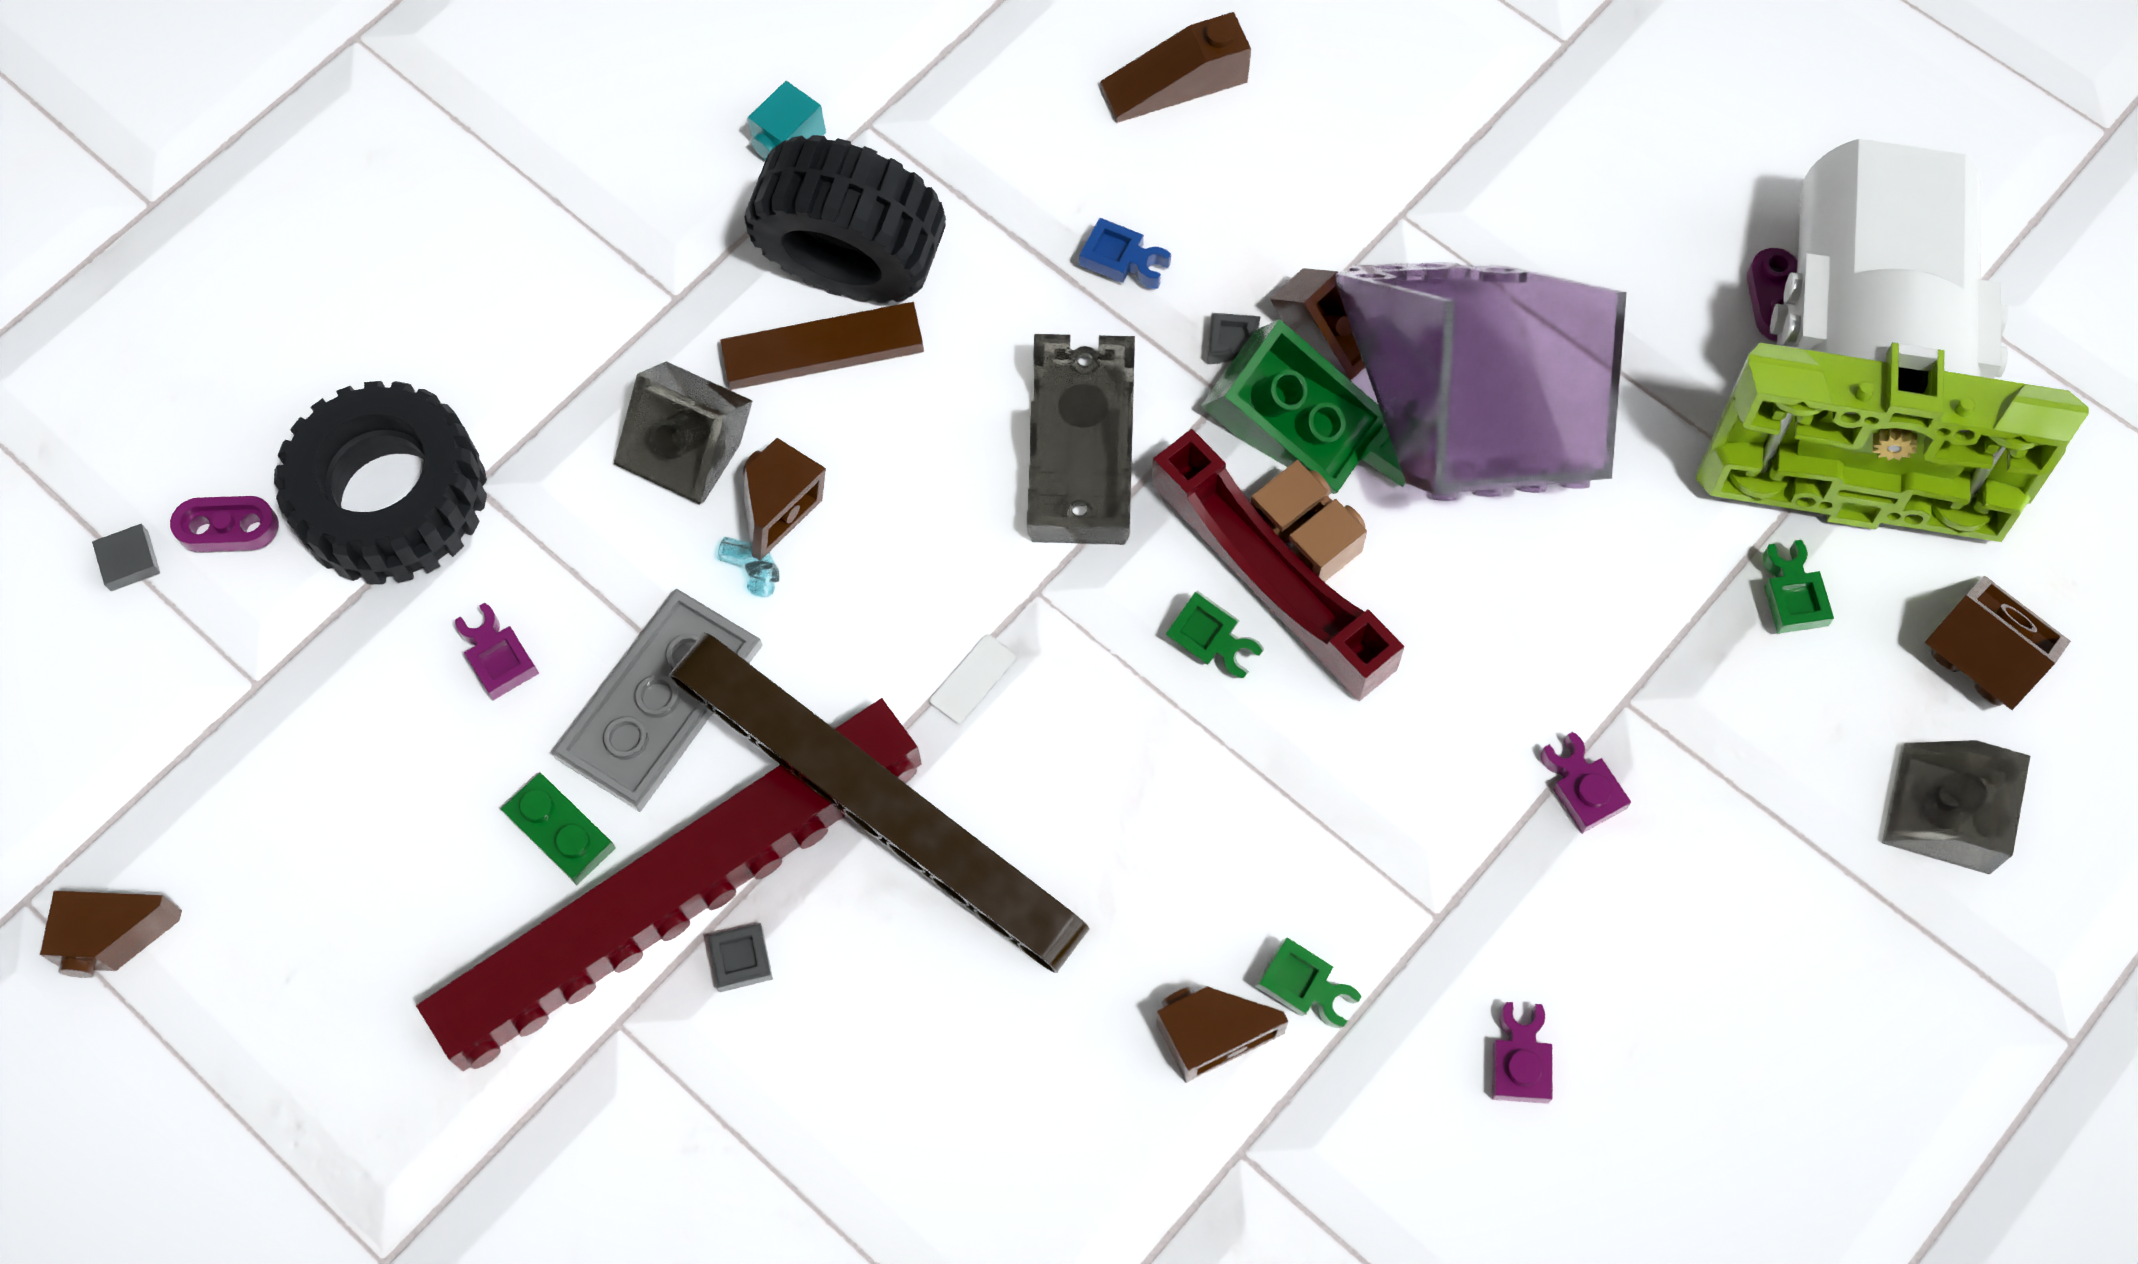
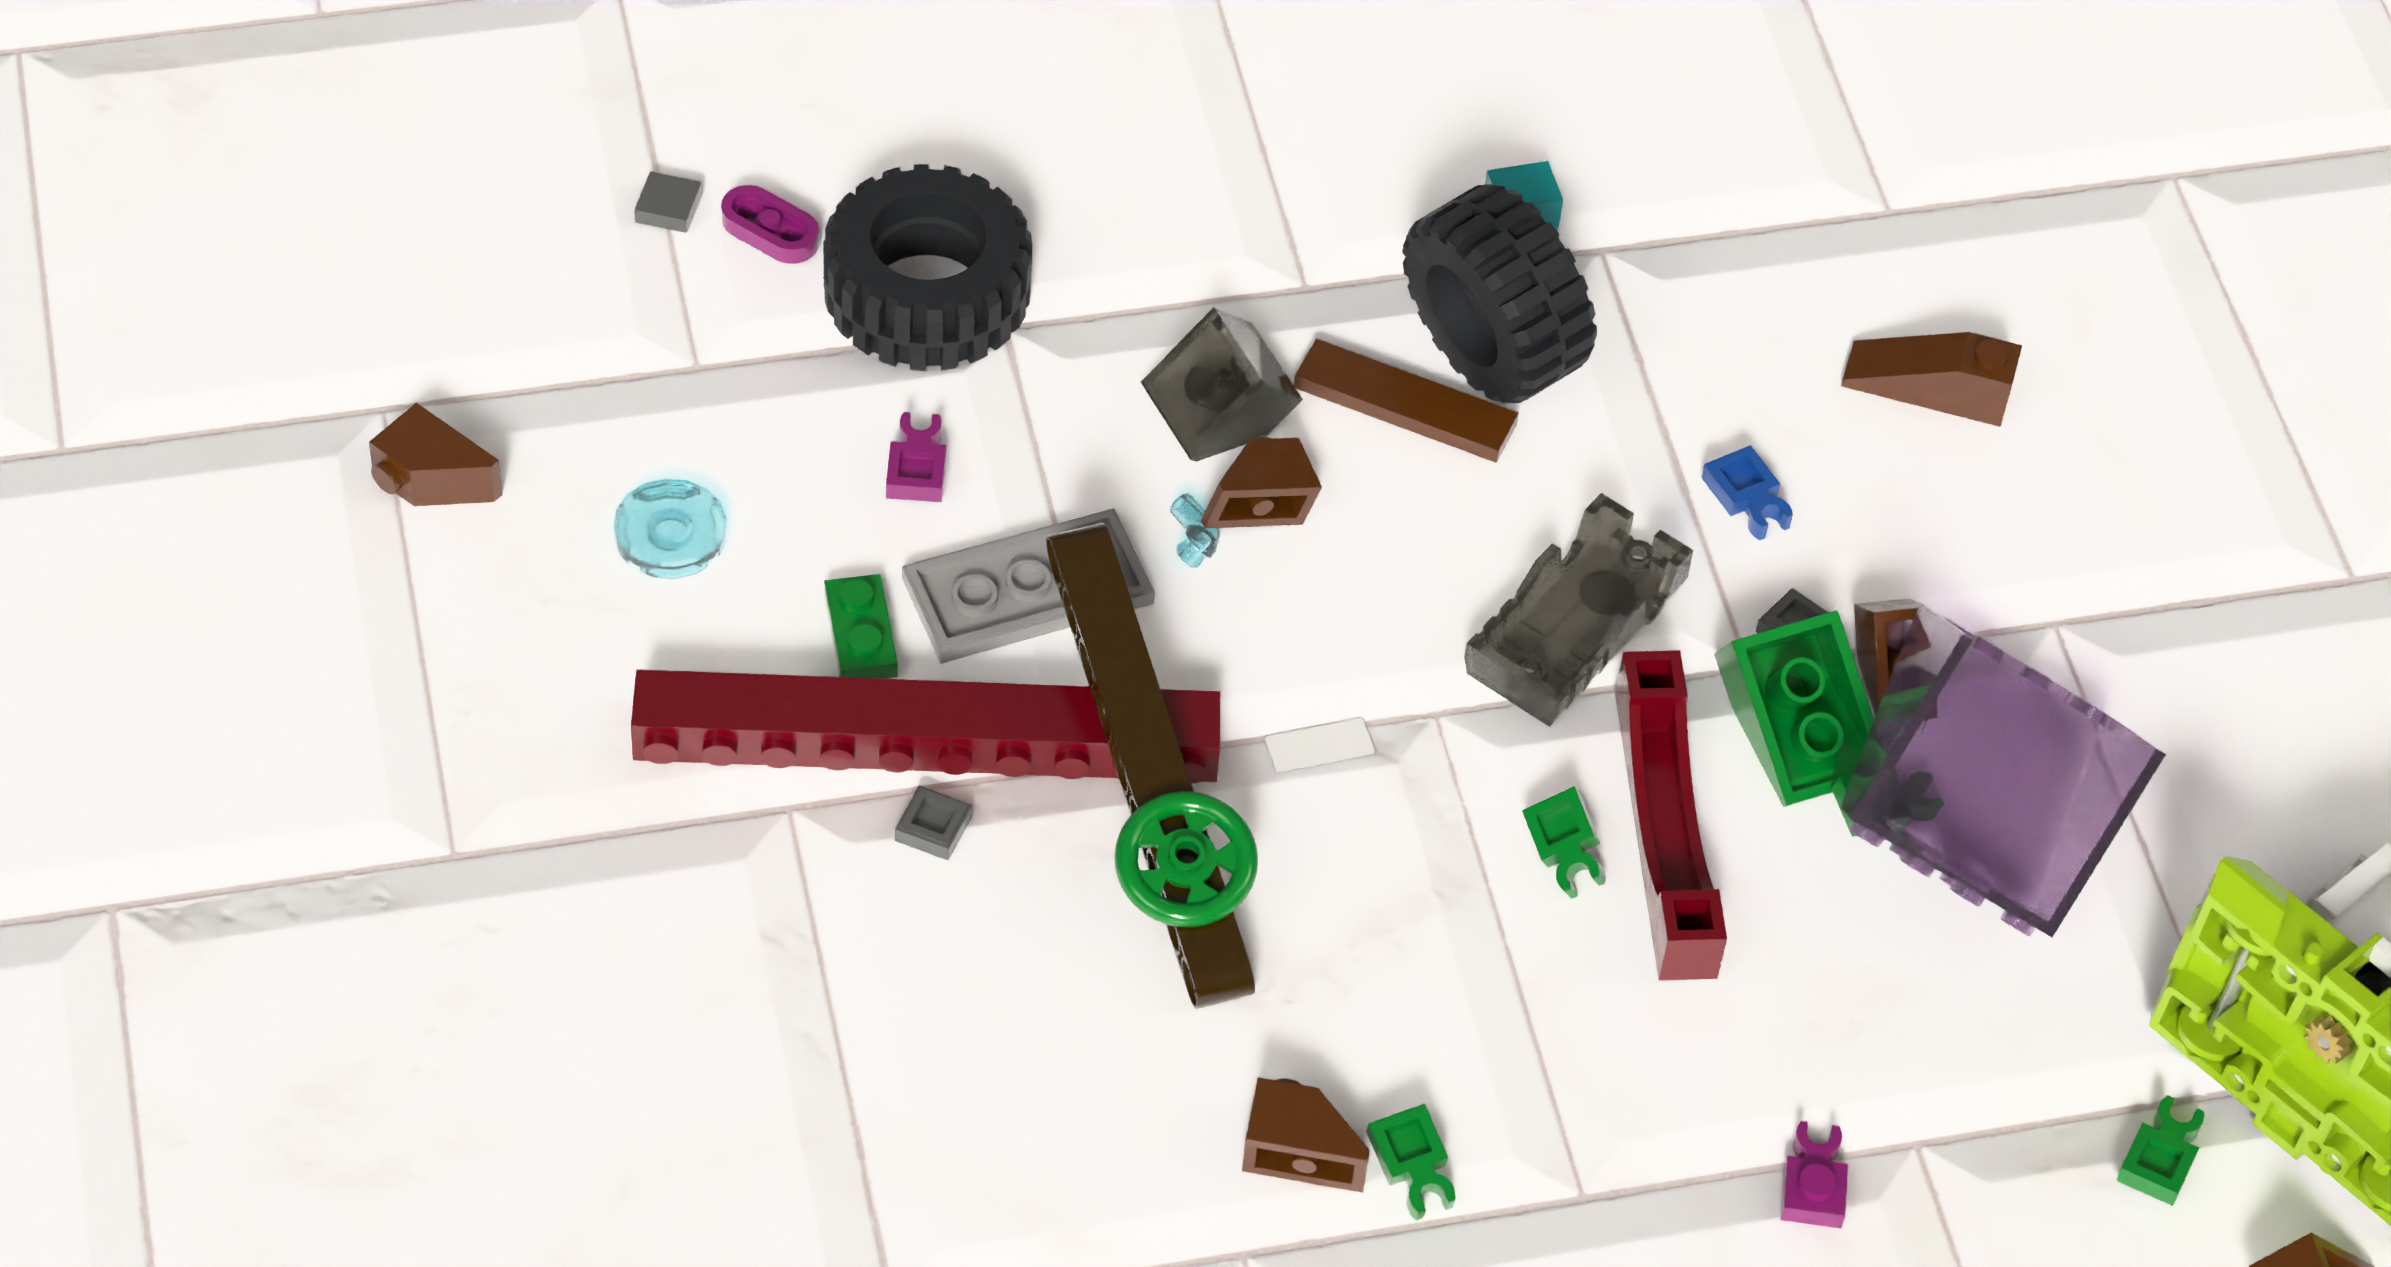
camera: 30 degrees right, 15 degrees down
(342, 847) = (670, 528): none -> clear light blue tile
(1012, 895) = (1200, 813): none -> green plate
(1302, 512) = (1736, 805): medium nougat piece -> none

